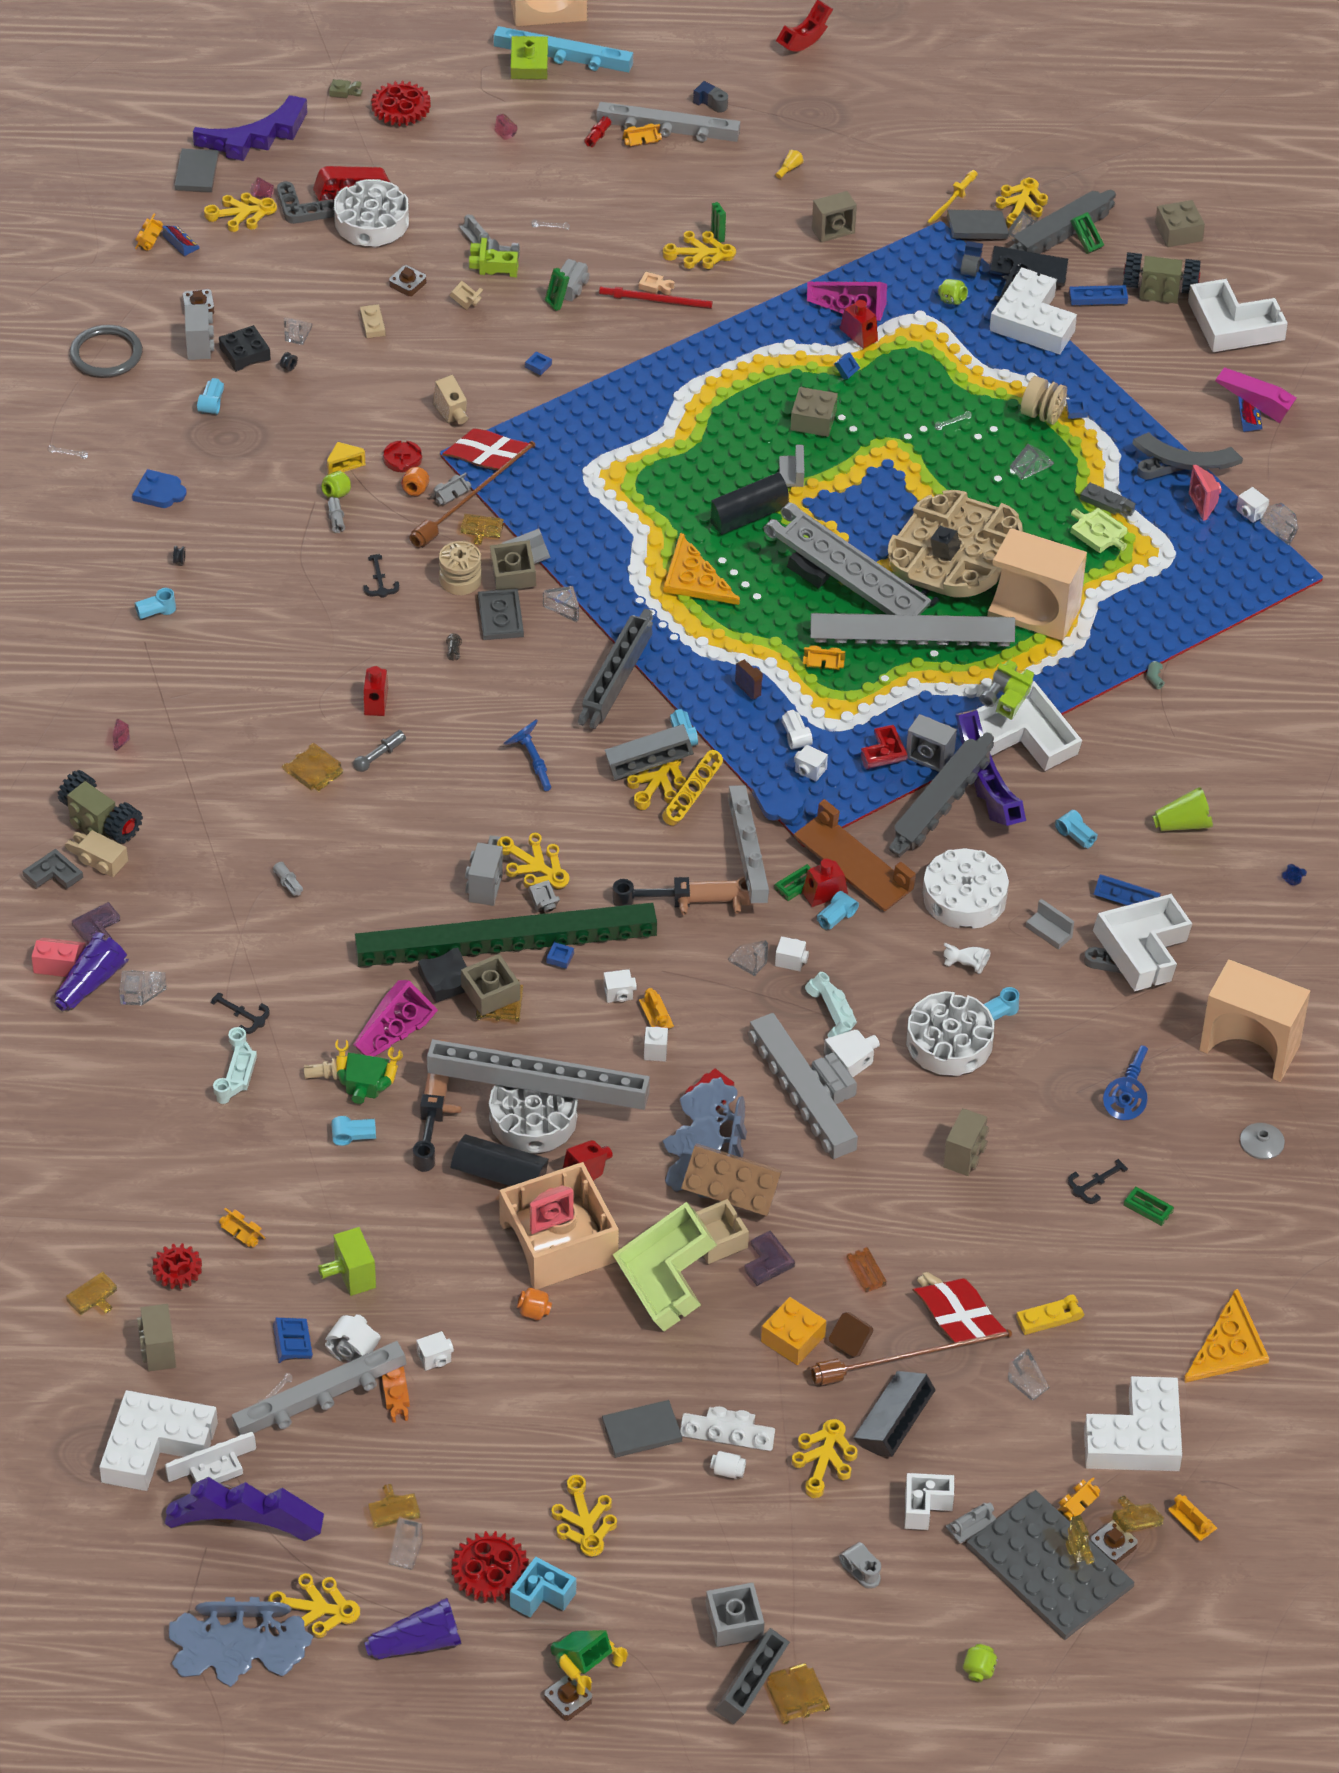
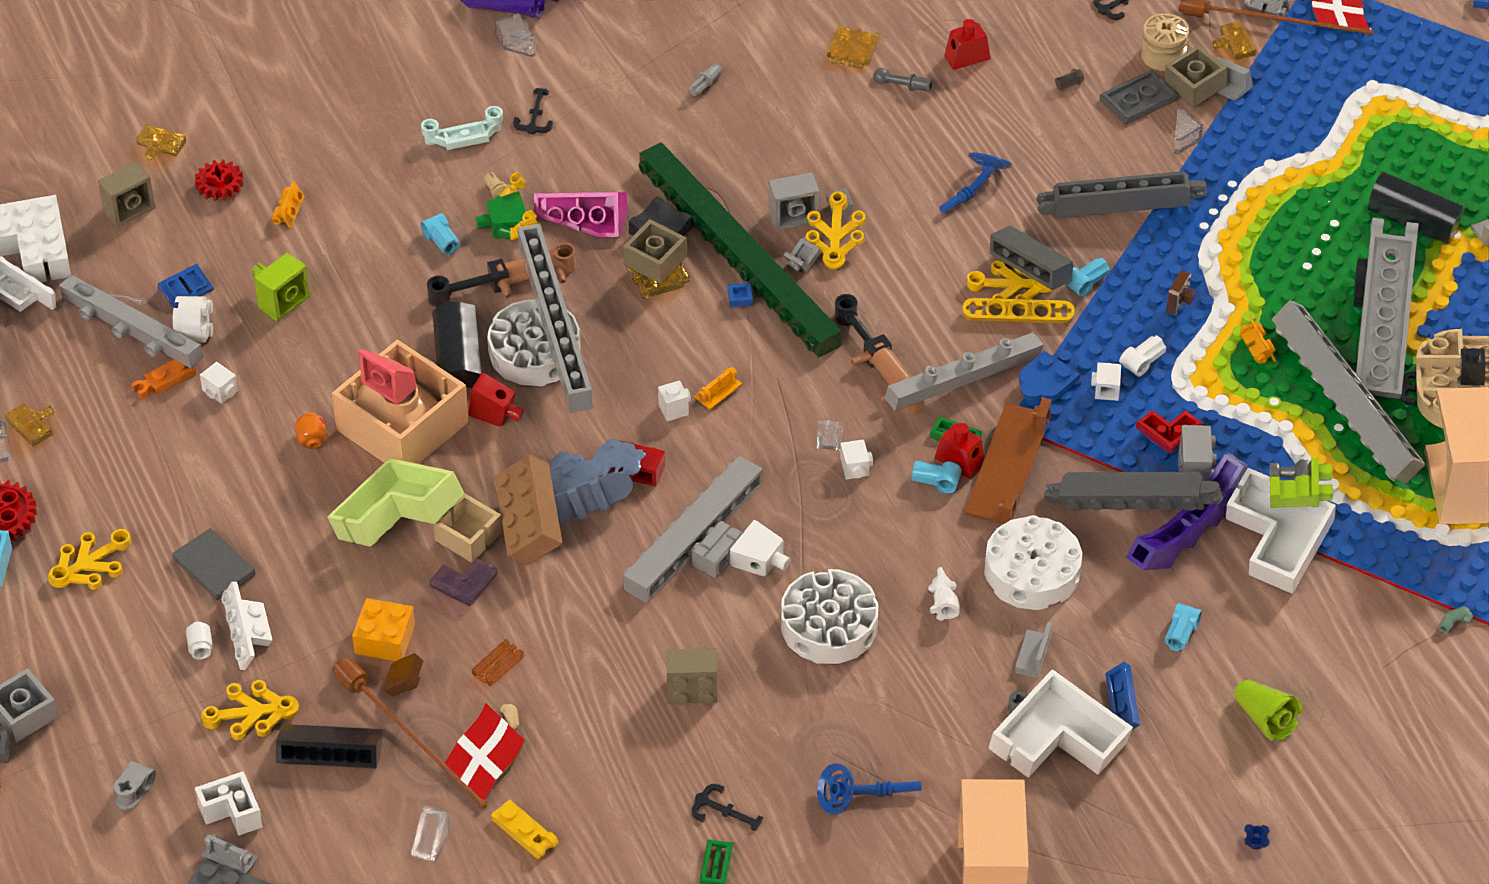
camera: 65 degrees right, 0 degrees up
(619, 986) = (728, 348): white brick -> none
(696, 577) = (1294, 208): light orange tile -> none
(835, 1001) = (813, 518): light aqua plate -> none
(1004, 1004) = (903, 648): medium azure piece -> none

